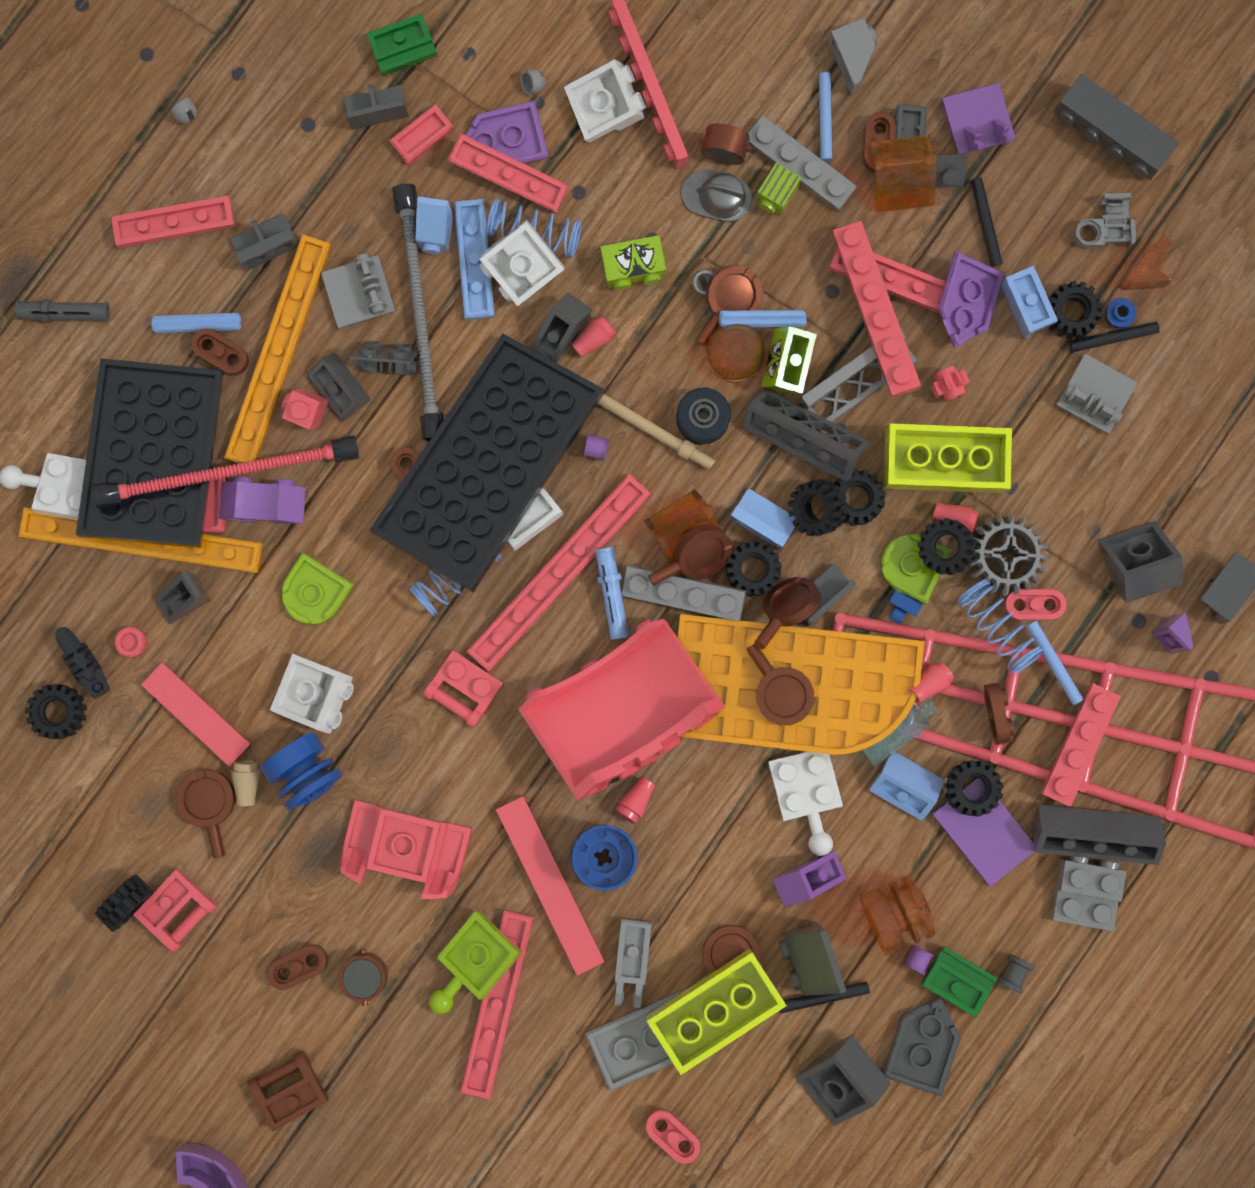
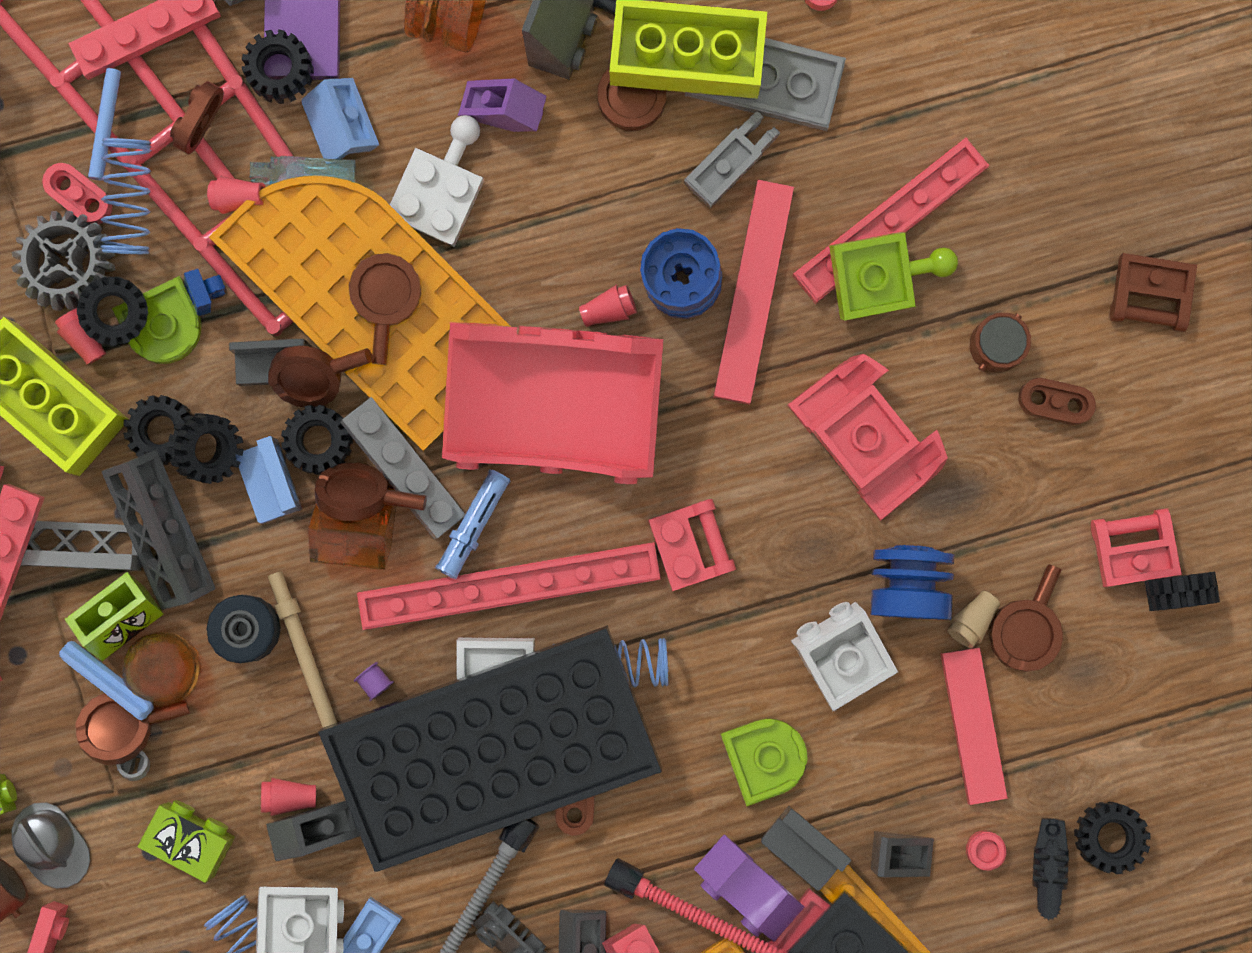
camera: 140 degrees left, 0 degrees up
(245, 554) = (804, 848): none -> dark grey panel

